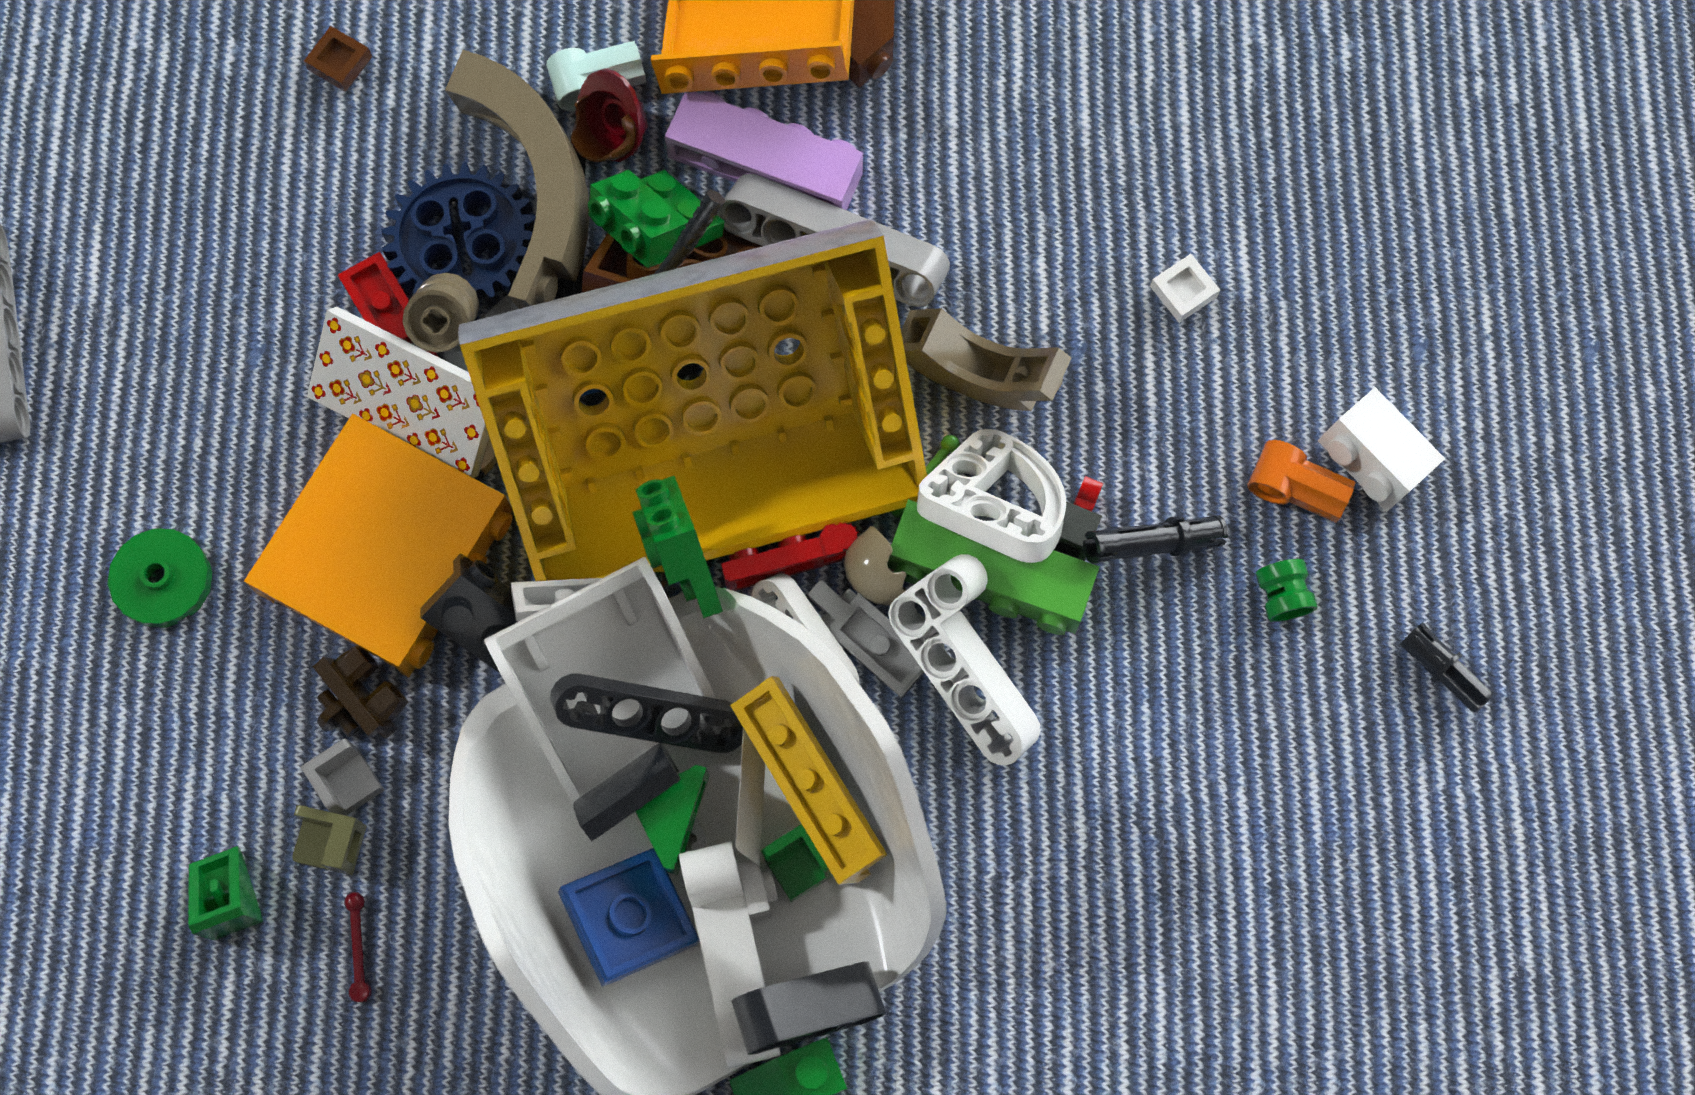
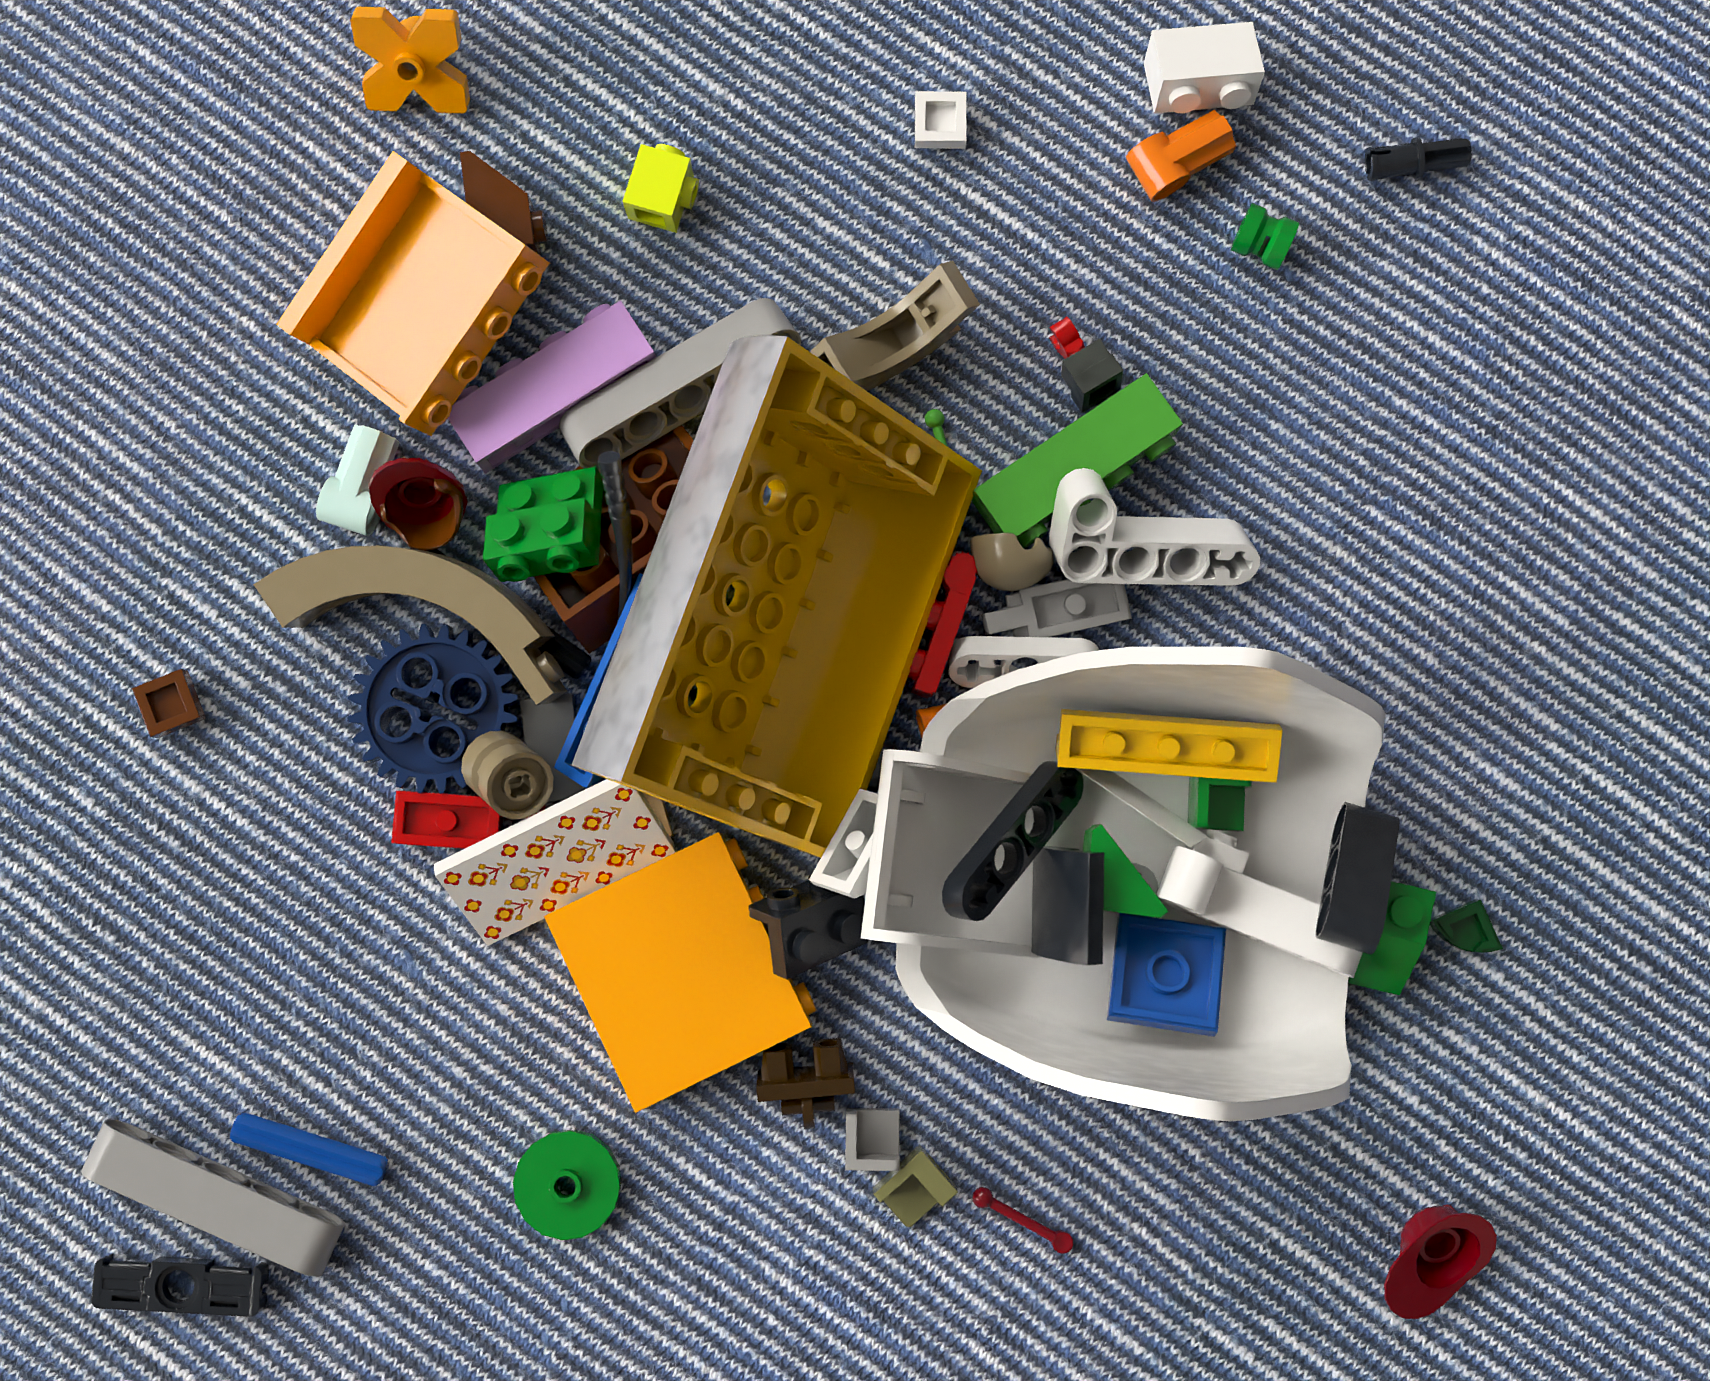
camera: 55 degrees left, 10 degrees up
(67, 376) = (309, 1149): none -> blue axle
(221, 896) = (900, 1309): green slope -> none
(673, 542) = (890, 711): green plate -> none
(974, 126) = (660, 187): none -> neon yellow brick
(1014, 529) = (1015, 441): white beam -> none
(1172, 536) = (1156, 293): black pin -> none

